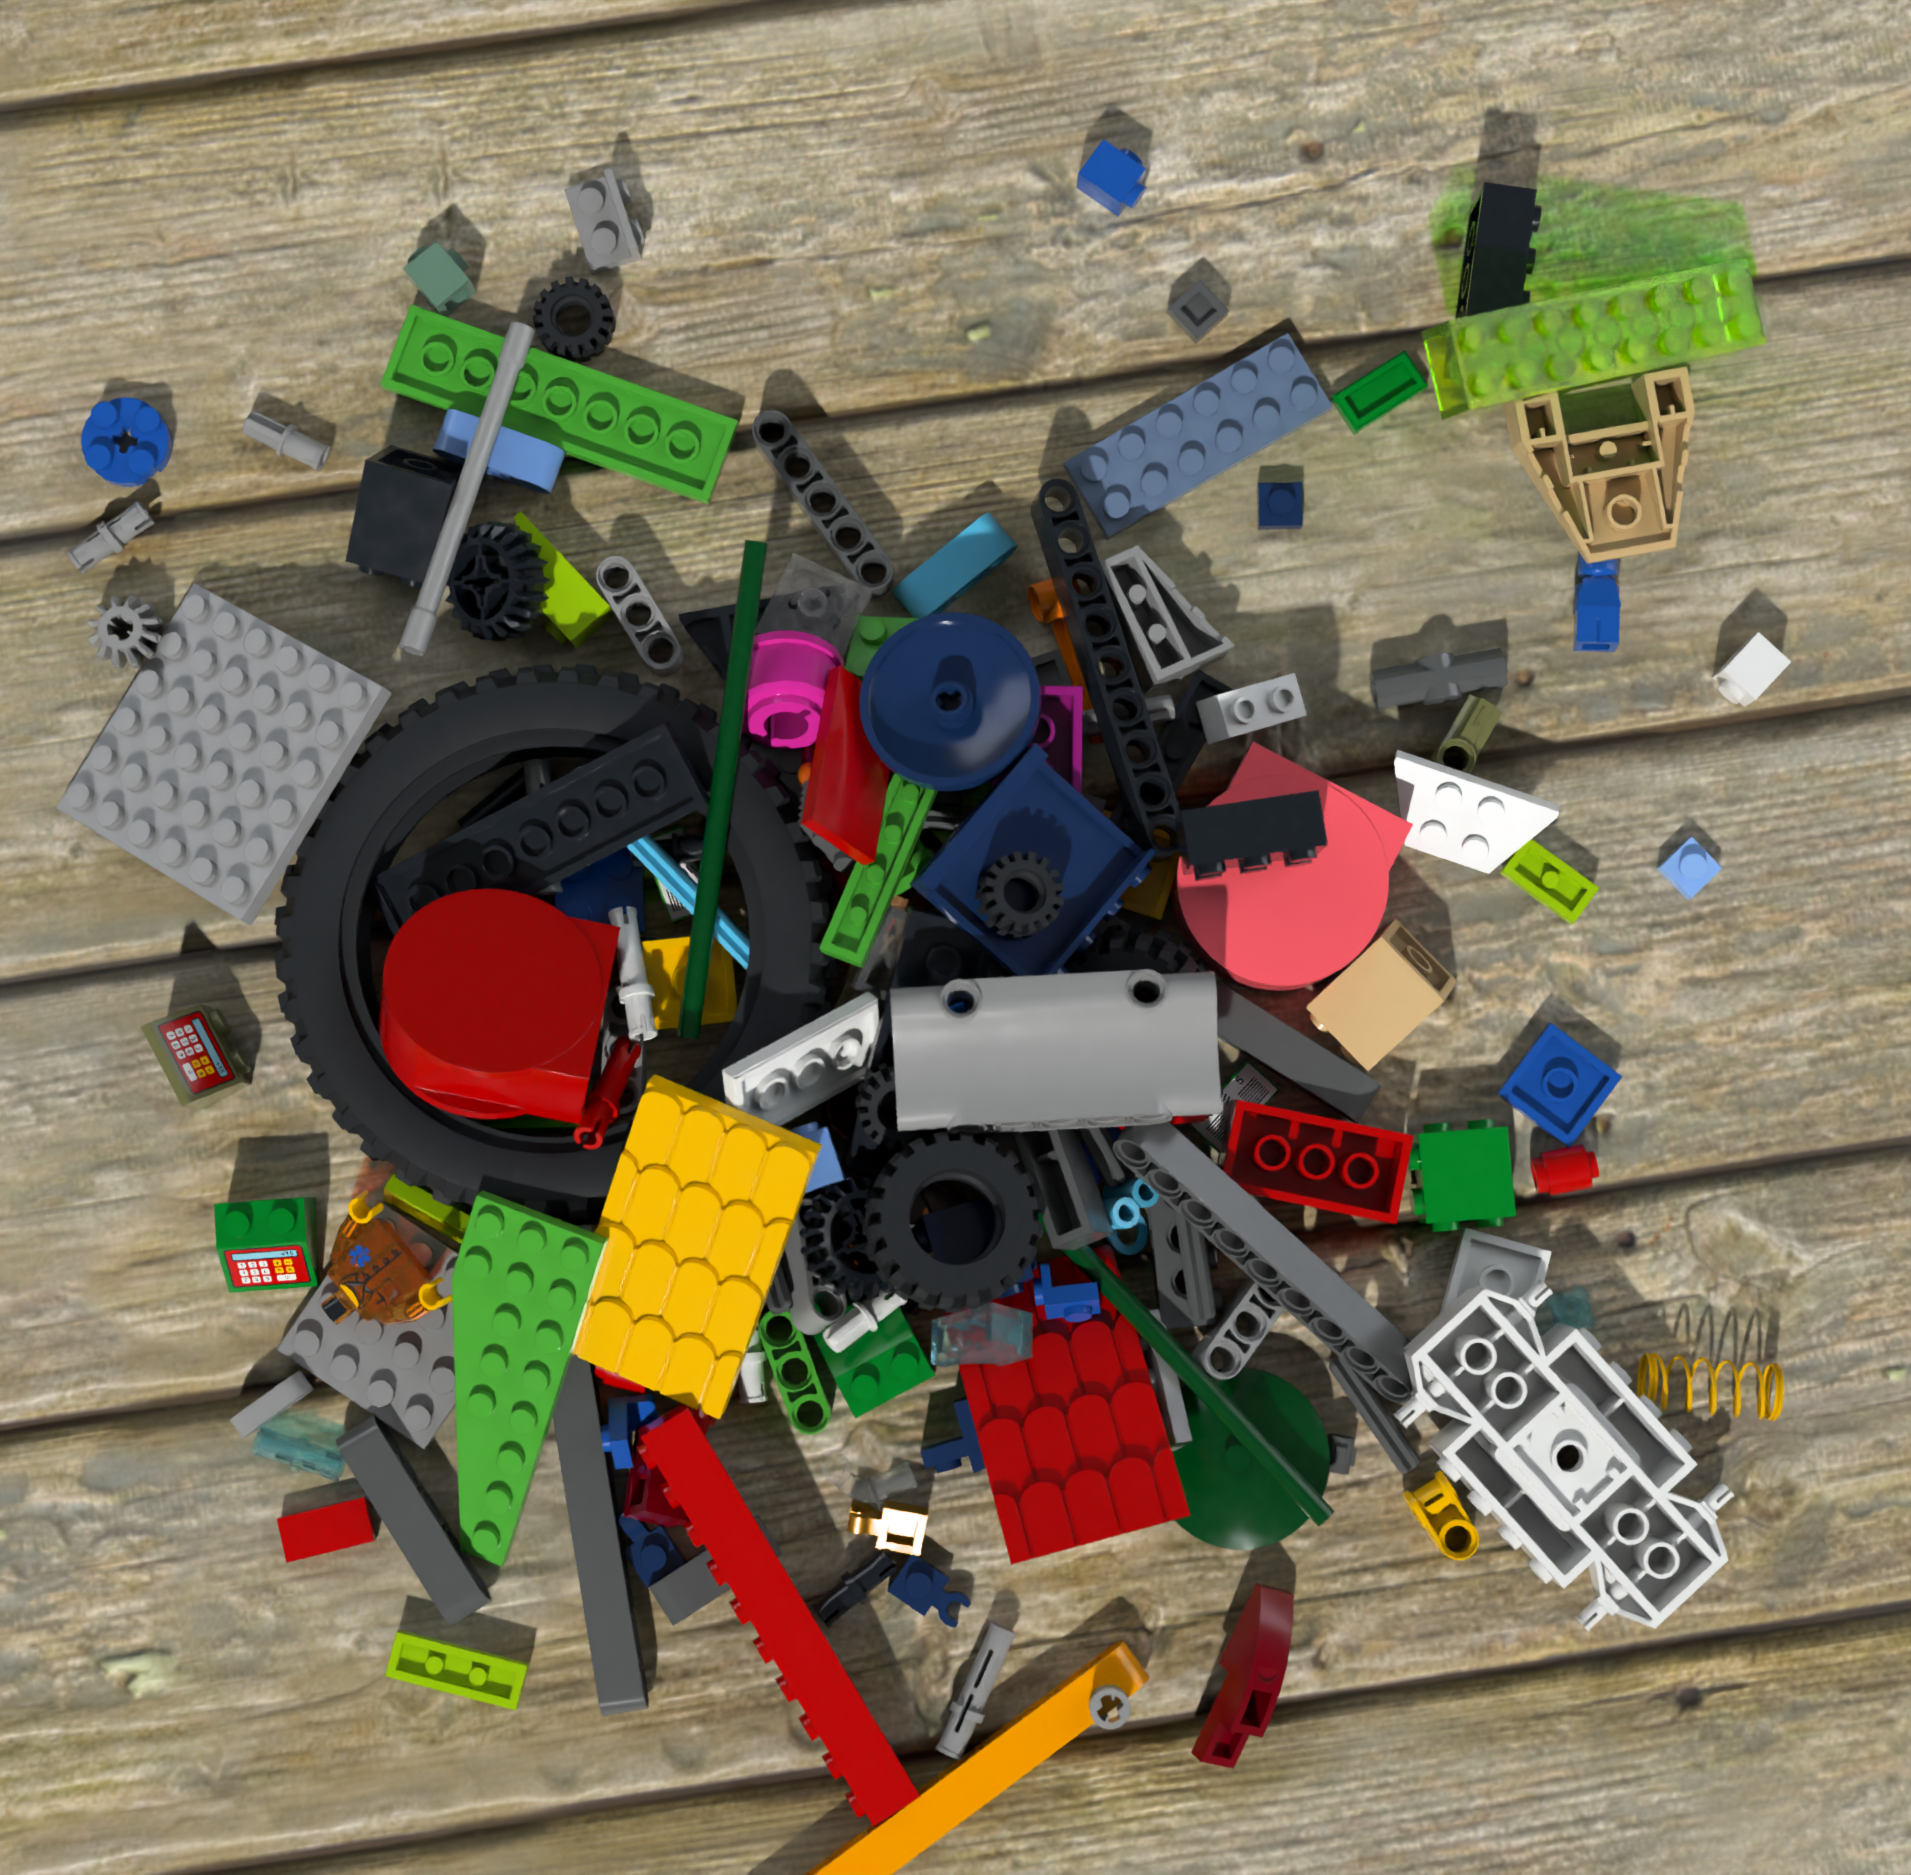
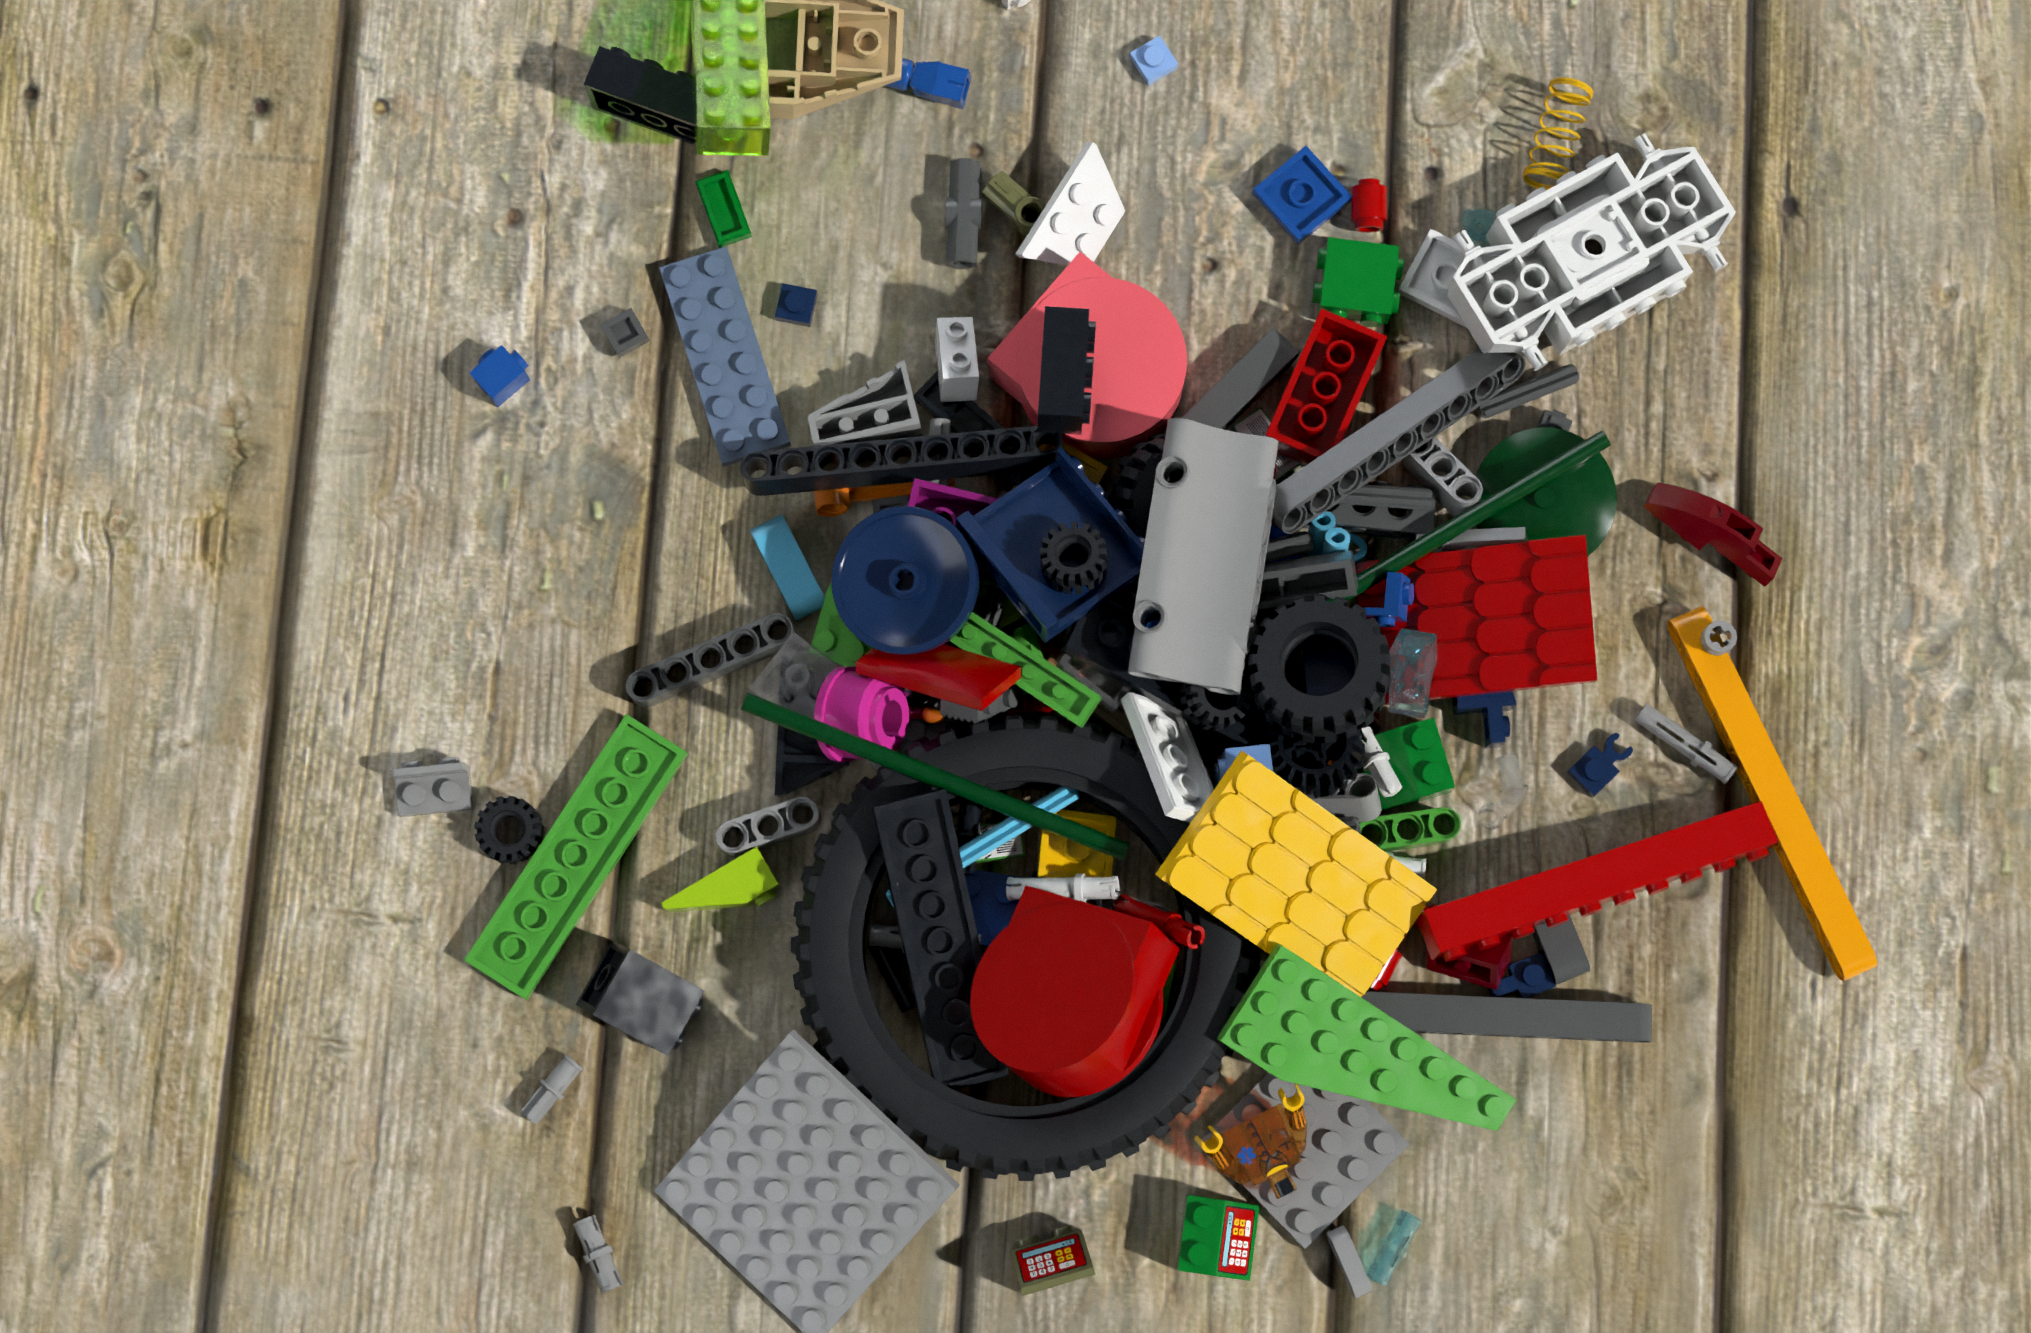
camera: 75 degrees left, 5 degrees down
(110, 422) = (500, 1235): blue plate -> none
(111, 624) = (691, 1264): light grey gear -> none
(326, 1529) = (1458, 1238): red tile -> none
(413, 1520) = (1465, 1164): dark grey beam -> none
(421, 1206) = (1221, 1095): lime plate -> none
(423, 615) = (732, 995): light grey piece -> none
(440, 277) = (446, 932): sand green brick -> none
(457, 1669) = (1592, 1153): lime plate -> none
(502, 608) = (698, 919): black gear -> none
(514, 455) = (604, 914): medium blue beam -> none
(624, 1417) = (1430, 981): blue bracket -> none
(854, 1587) = (1586, 820): black pin -> none
(897, 1527) = (1546, 778): plate -> none
(1381, 996) = (1208, 311): tan slope -> none
(1442, 1514) = (1612, 356): yellow piece -> none
(1549, 881) = (1142, 165): lime plate -> none

